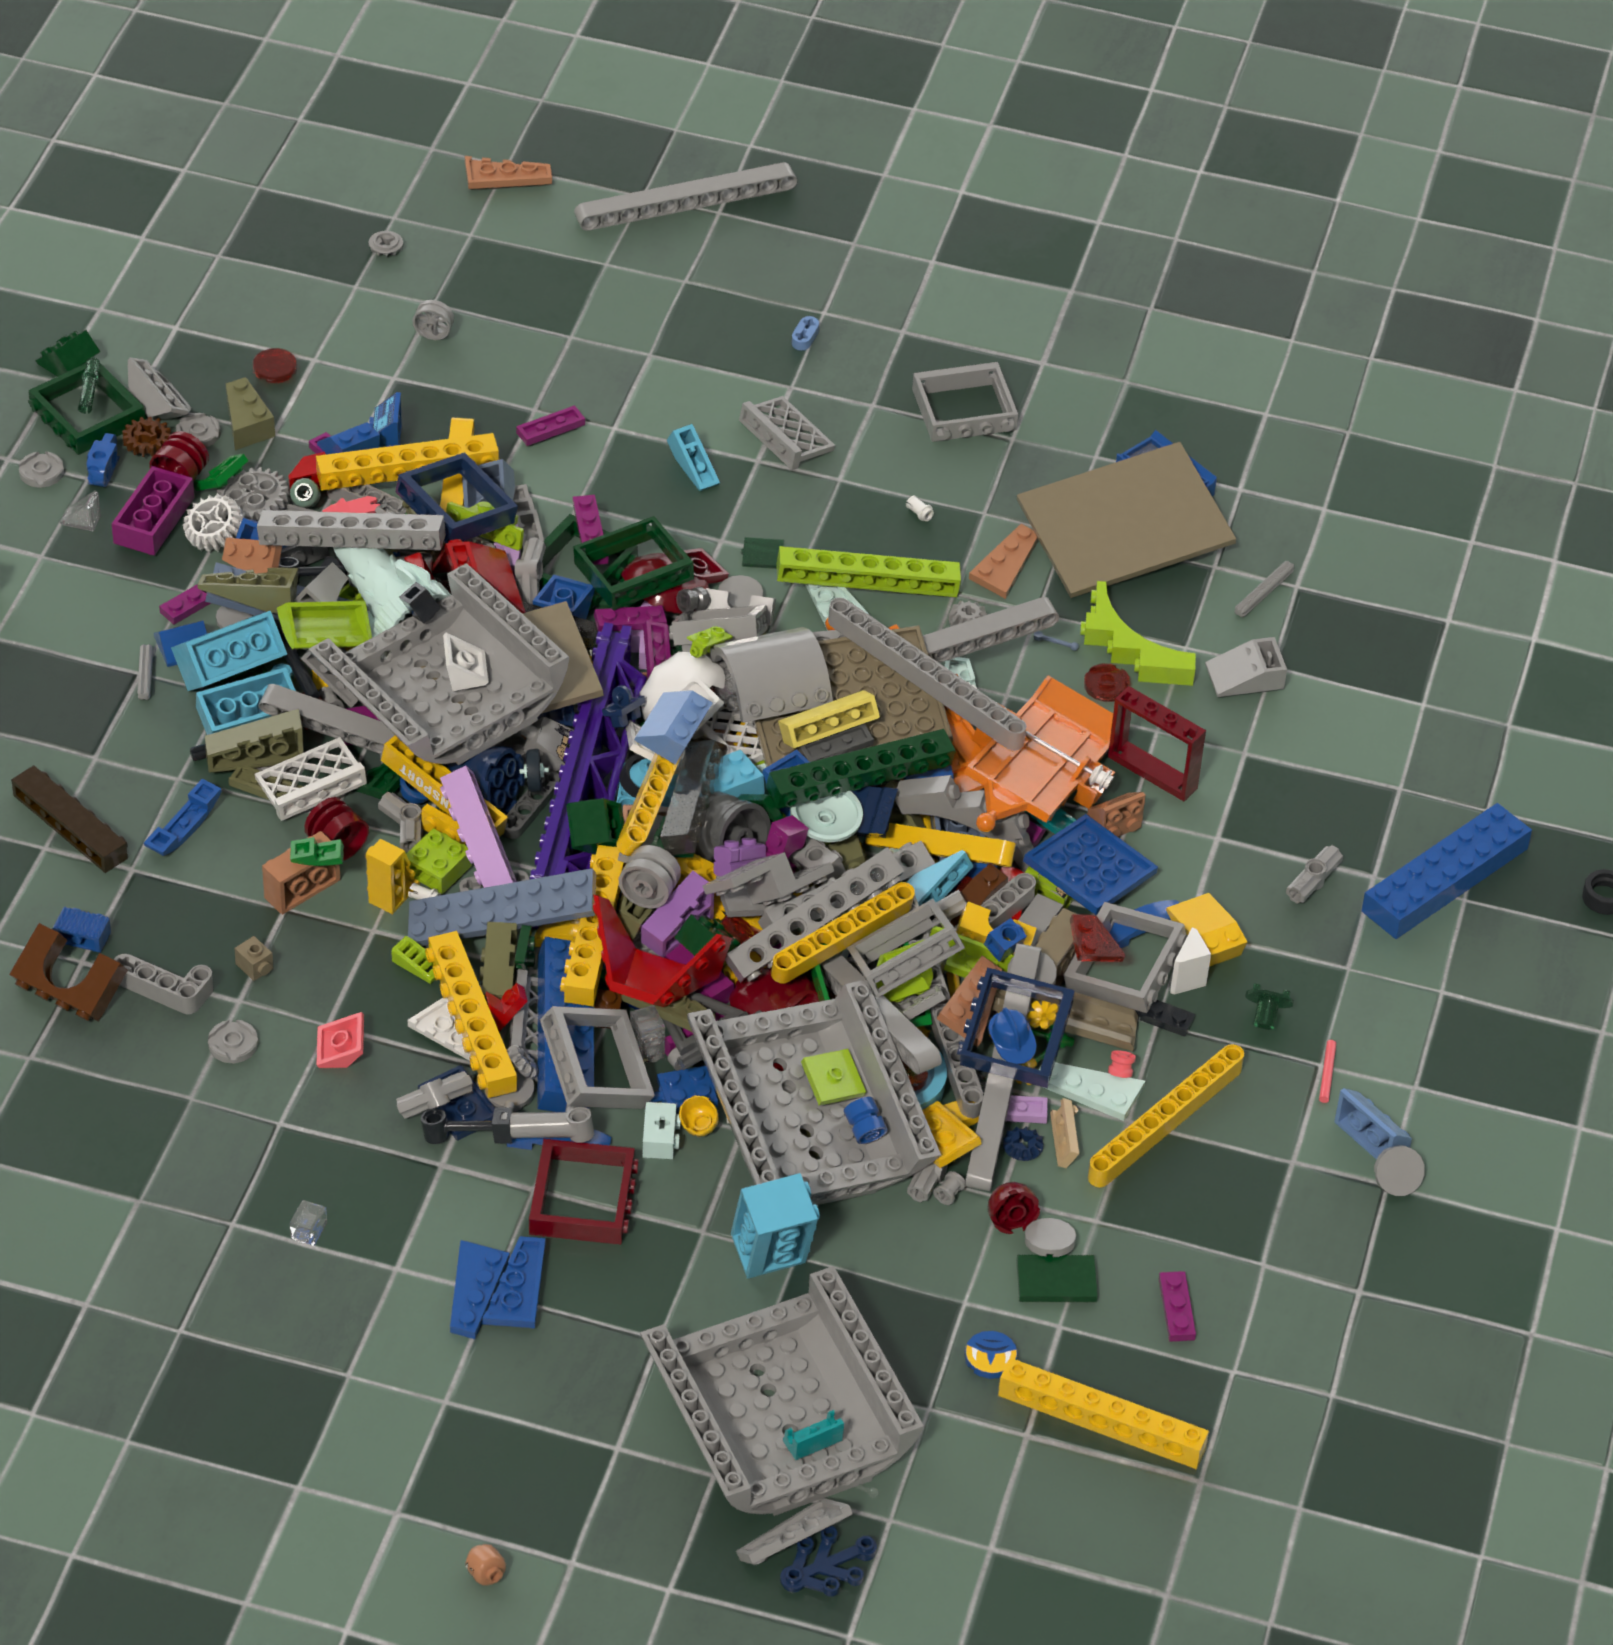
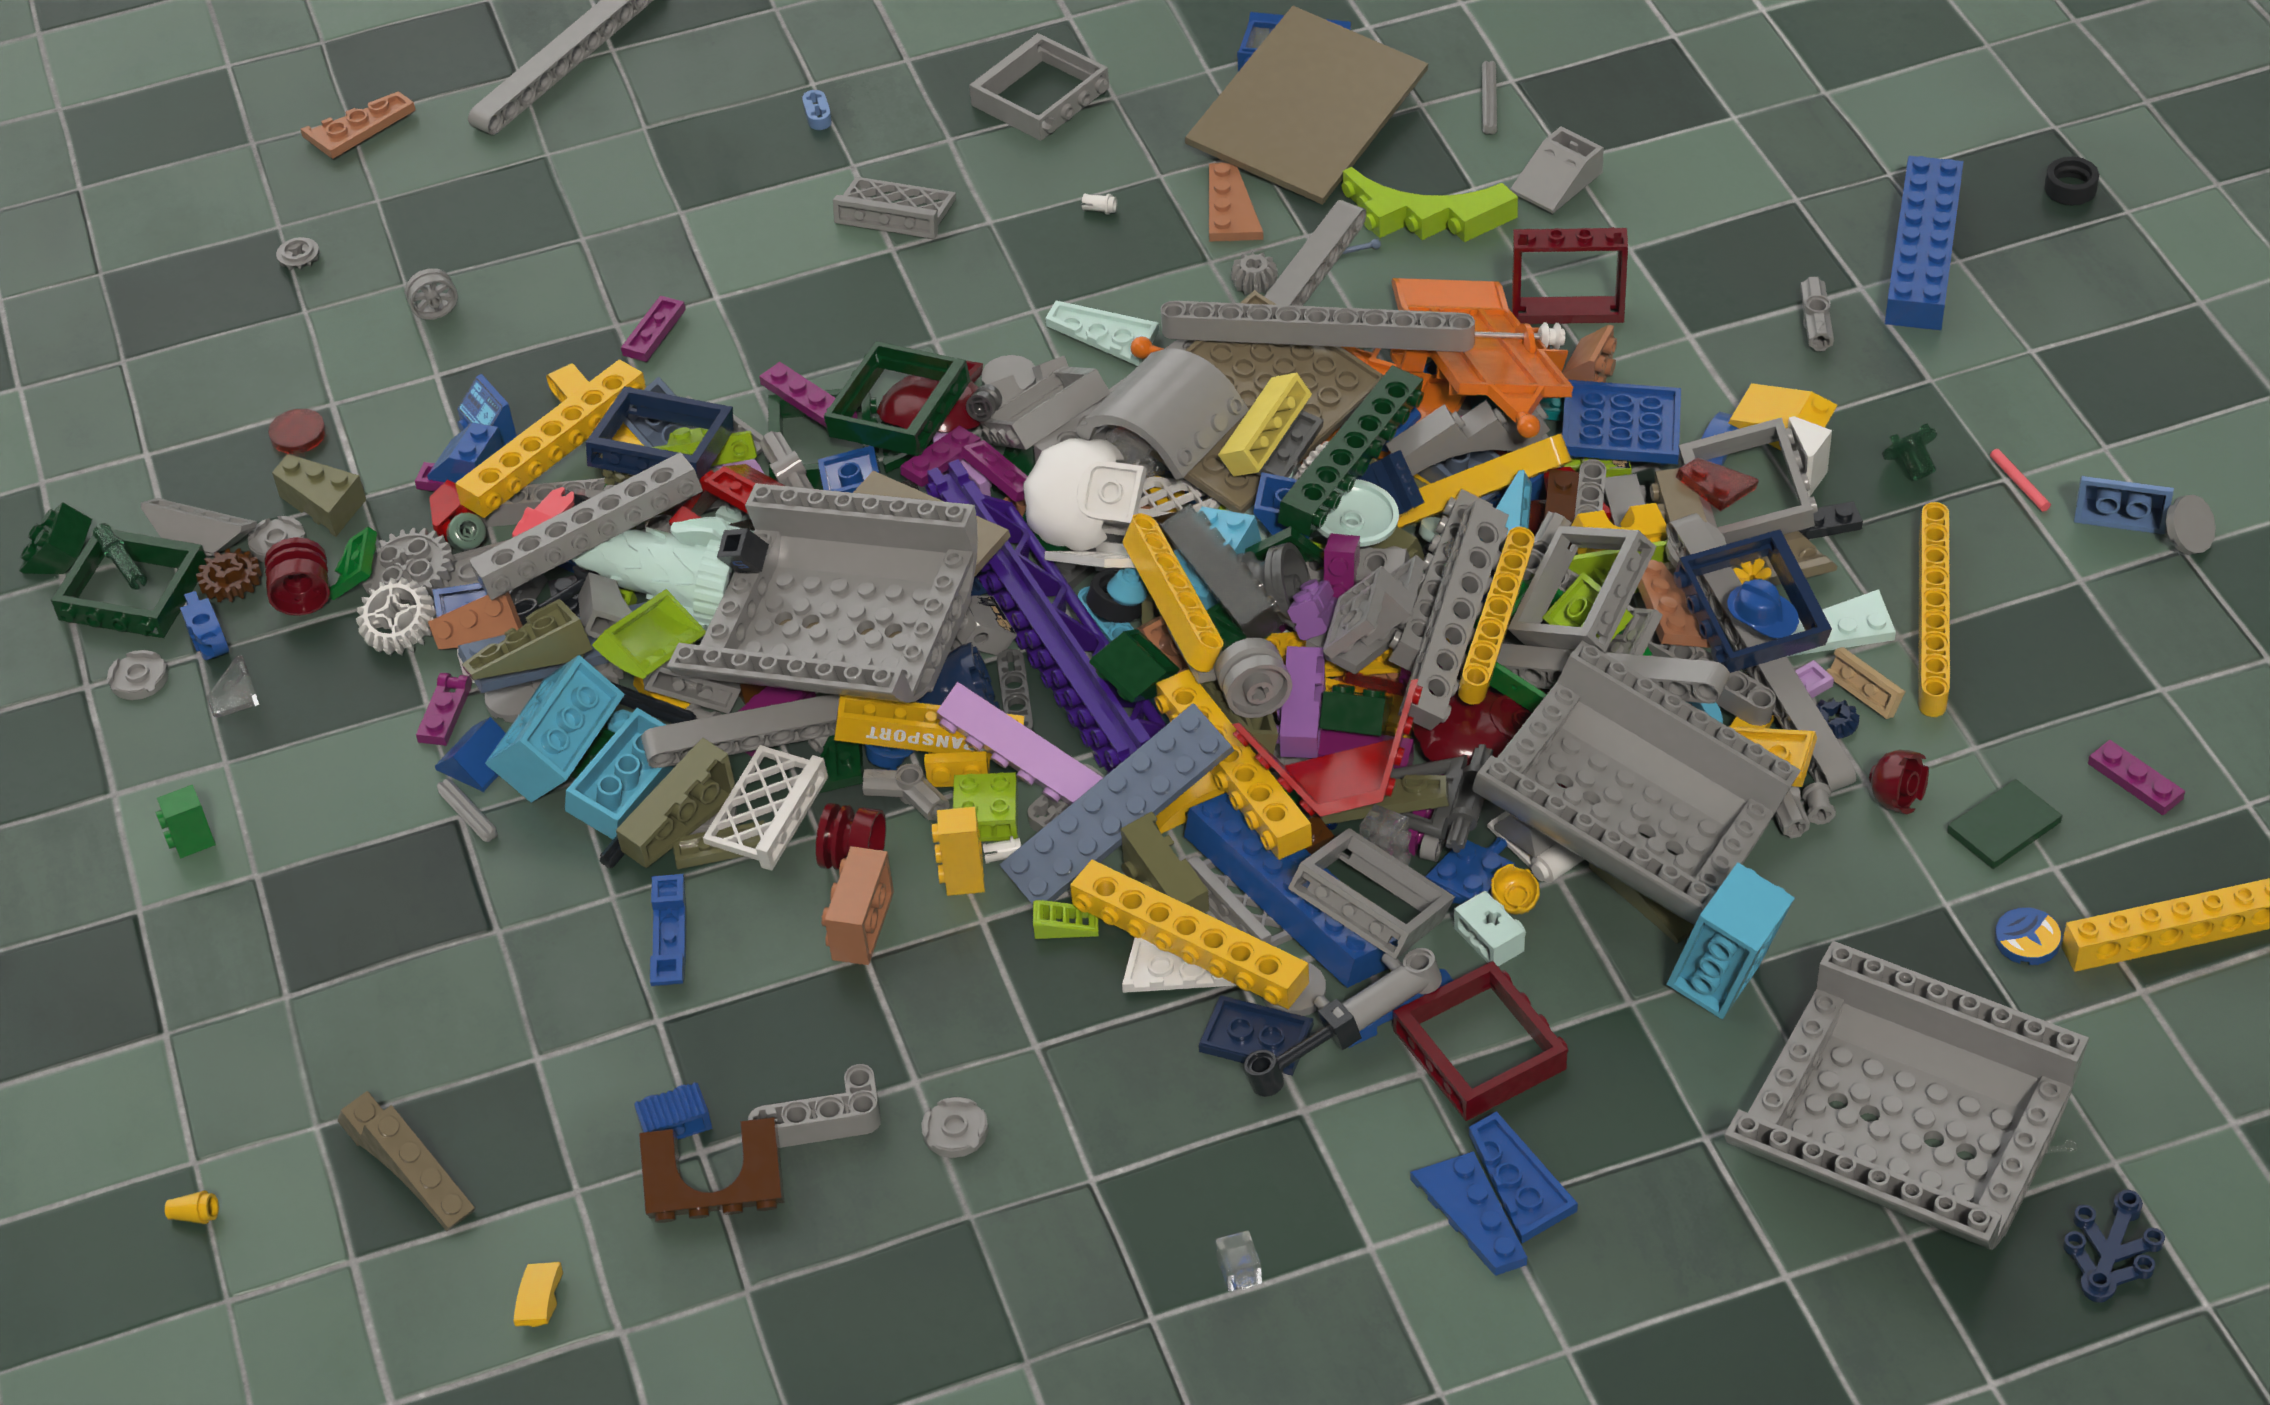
camera: 30 degrees left, 0 degrees up
(70, 819) = (540, 1009): dark brown brick -> none
(153, 510) = (315, 642): magenta brick -> none
(254, 958) = (893, 1026): dark tan brick -> none
(310, 852) = (870, 872): green slope -> none
(340, 1042) = (1074, 1051): coral slope -> none
(434, 1094) = (1234, 1041): light grey piece -> none
(464, 663) = (845, 587): white slope -> none
(508, 1006) = (1218, 897): red slope -> none
(522, 1062) = (1294, 948): light grey gear -> none
(526, 944) = (1177, 828): dark green wing -> none
(534, 770) = (1000, 656): black wheel -> none
(623, 707) = (1034, 537): dark blue hips -> none
(673, 723) = (1139, 510): medium blue slope -> none
(692, 457) = (830, 278): medium azure slope -> none
(706, 639) = (1069, 417): lime hinge -> none
(760, 552) = (989, 328): clear green piece -> none
(803, 1524) = (2052, 1231): light grey wing -> none
(814, 1437) = (1974, 1125): teal hinge -> none
(833, 1077) = (1625, 760): lime plate -> none
(864, 1119) = (1696, 783): blue wheel -> none
(868, 571) = (1119, 283): lime brick -> none
(1001, 947) = (1651, 522): blue brick -> none
(1050, 1237) = (1959, 788): light grey tile -> none
(1105, 682) = (1440, 258): clear red tile -> none
(1121, 1064) = (1844, 586): coral wheel -> none

